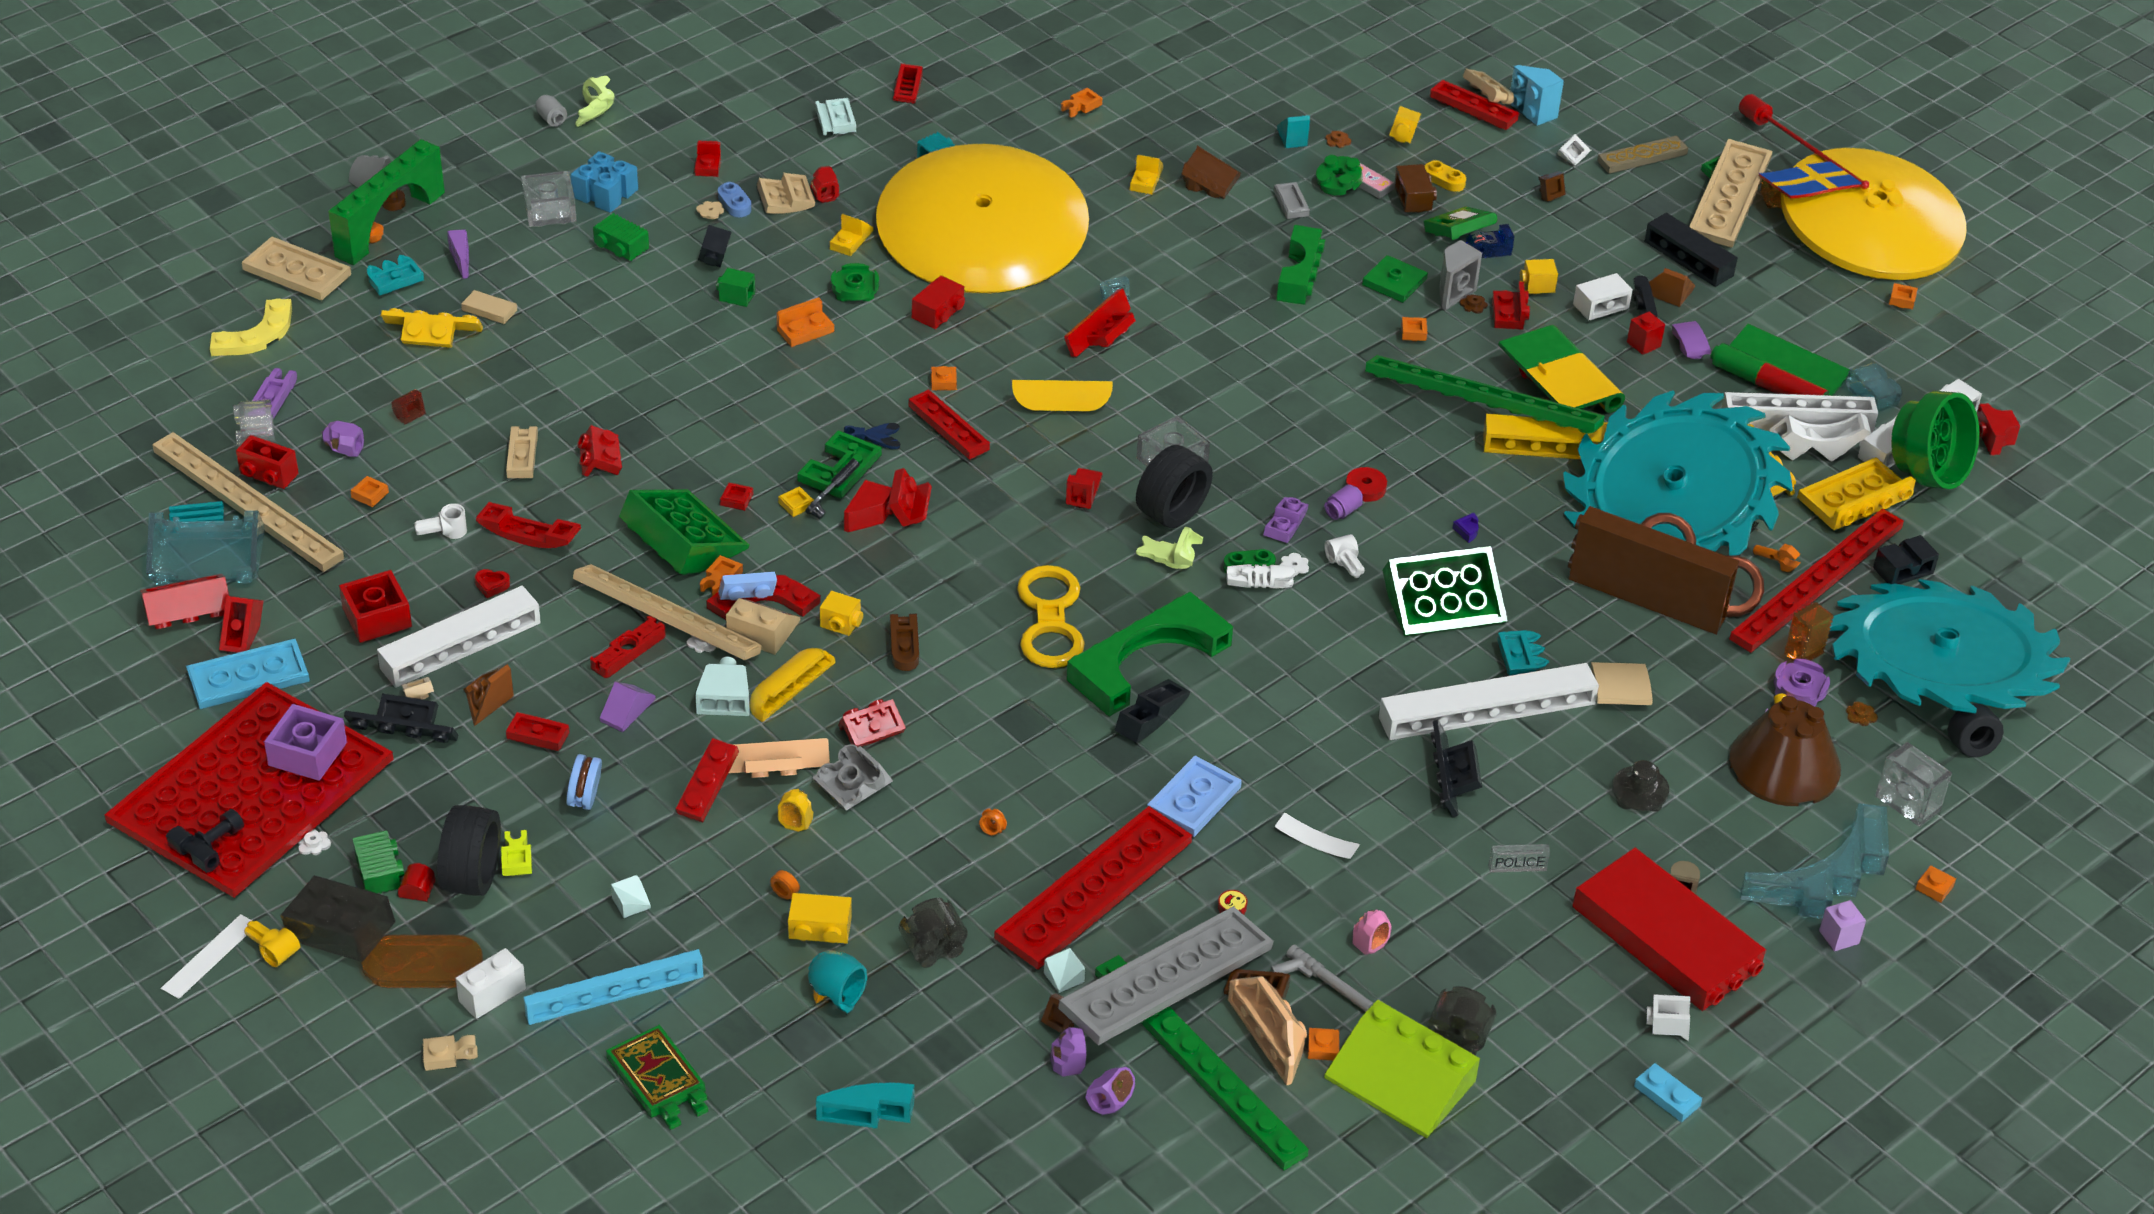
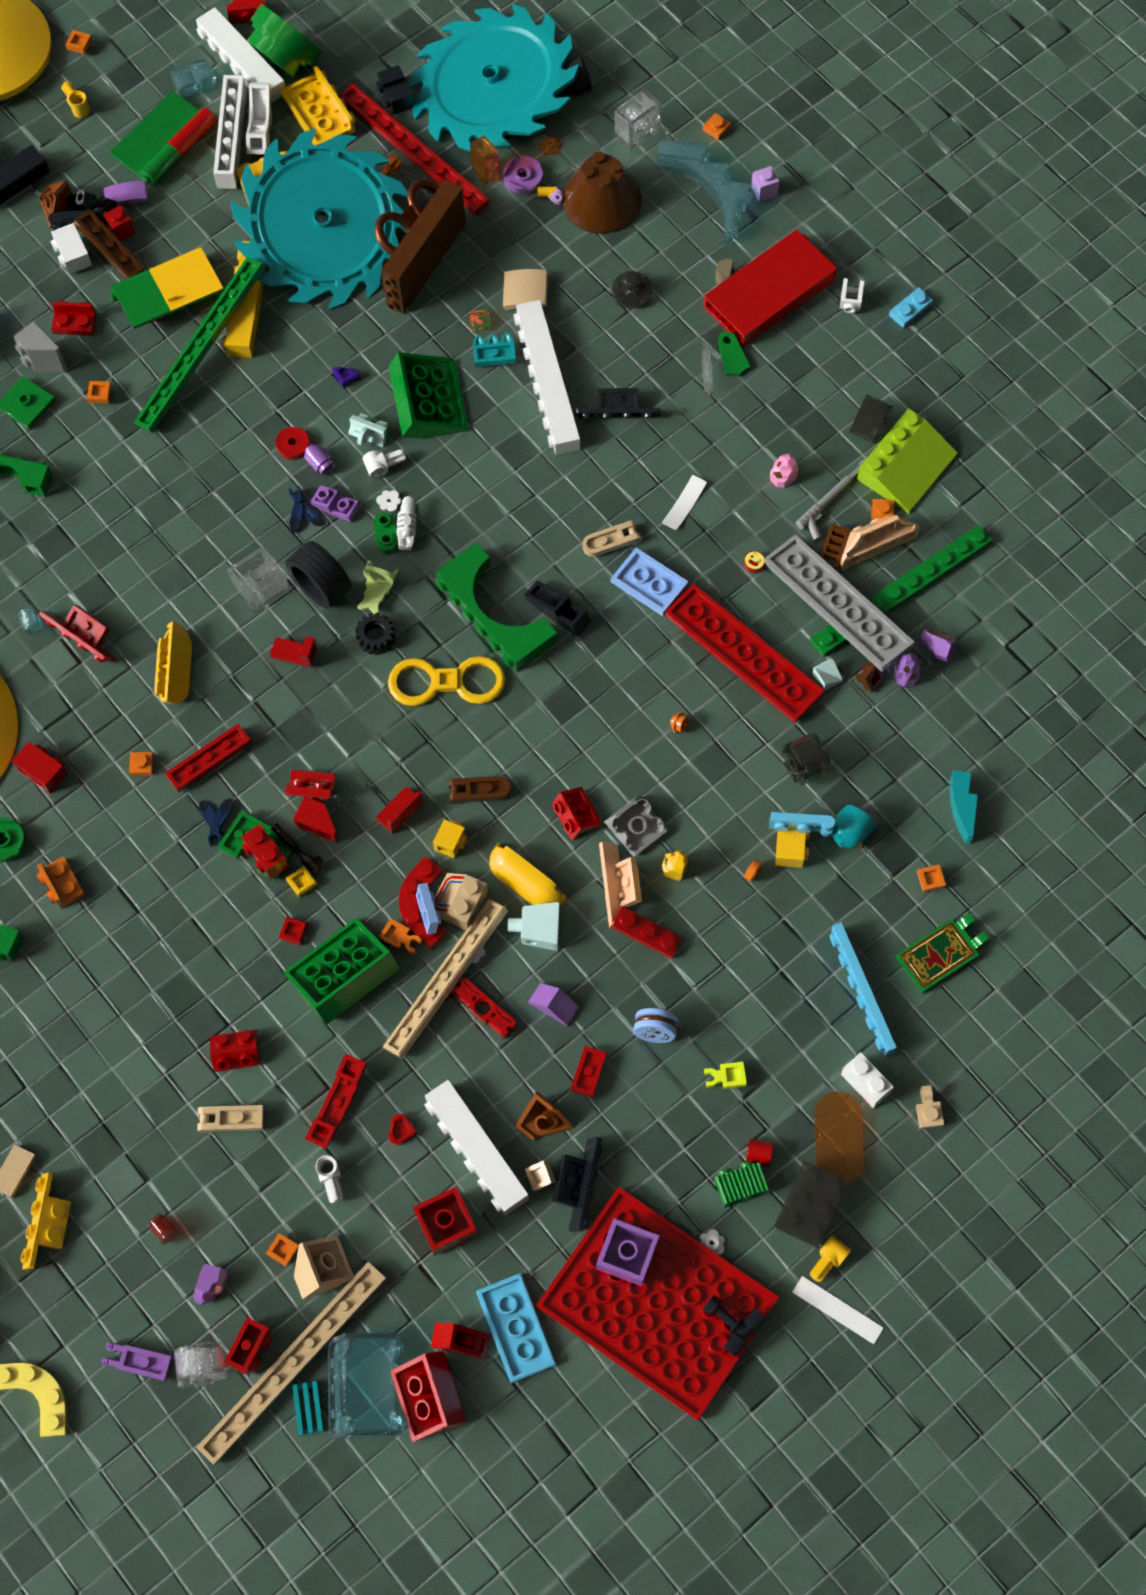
camera: 85 degrees left, 25 degrees up
(346, 517) = (321, 1266): none -> tan slope
(468, 850) = (748, 1102): black tyre -> none
(630, 896) = (768, 985): light aqua slope -> none
(763, 1066) = (931, 878): none -> orange plate
(823, 455) = (265, 852): none -> red brick
(832, 909) = (801, 822): none -> medium azure plate
(880, 575) = (399, 809): none -> red panel
(1110, 562) = (375, 622): none -> black tyre
(1255, 761) = (611, 539): none -> tan plate
(1275, 493) = (301, 510): none -> dark blue piece
(1379, 535) = (368, 431): none -> light aqua hips
(1474, 303) = (64, 346): reddish brown plant -> none
(1539, 276) = (40, 291): yellow brick -> none
(1552, 890) = (732, 355): none -> green piece
(1567, 645) = (480, 321): none -> tile
(1612, 321) = (108, 244): none -> reddish brown plate
(1667, 302) = (90, 201): none -> black bar
(1815, 295) = (76, 100): none -> yellow axle

